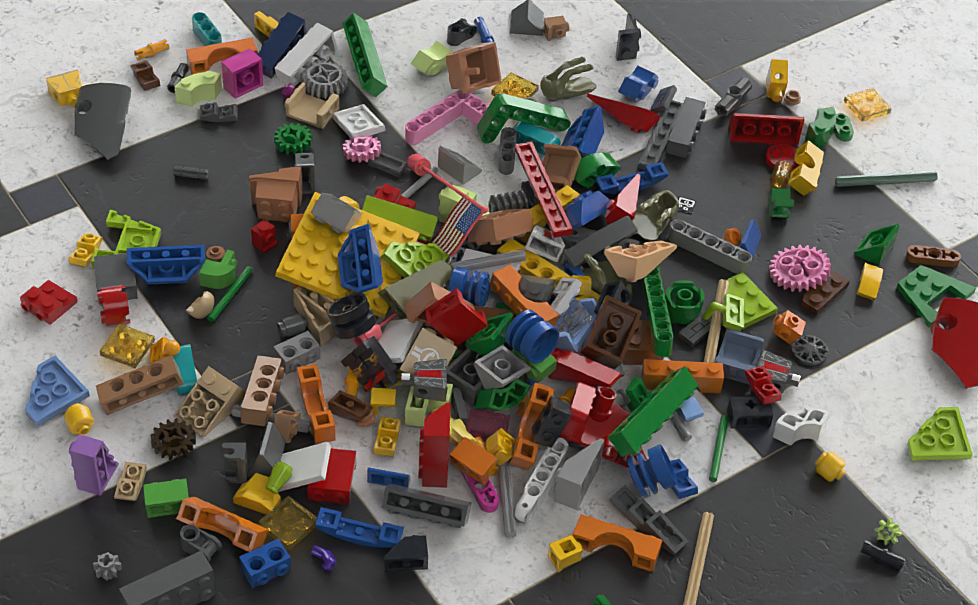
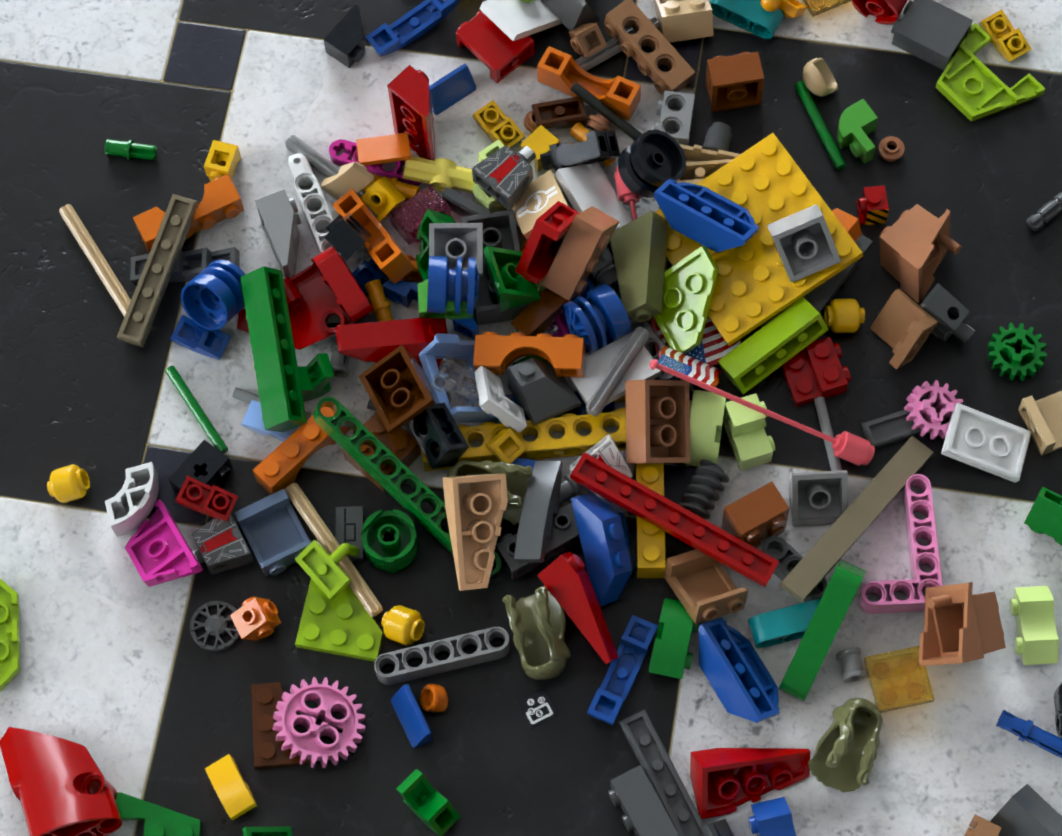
camera: 140 degrees right, 20 degrees up
(166, 263) = (905, 76): blue wedge -> none
(246, 334) = (734, 81): none -> dark orange brick
(326, 380) = (605, 111): none -> pearl dark grey bar
(331, 172) = (903, 327): none -> medium nougat bracket
(336, 385) = (598, 123): none -> nougat plate
(426, 505) = (370, 92): dark grey brick -> none
(455, 139) = (856, 519): none -> dark tan tile
(500, 171) = (756, 515): none -> dark orange brick
(508, 461) = (349, 177): none -> tan slope
(669, 518) = (157, 270): none -> dark tan tile
(715, 270) = (403, 625): none -> yellow head
(810, 386) = (161, 549): none -> dark pink wing

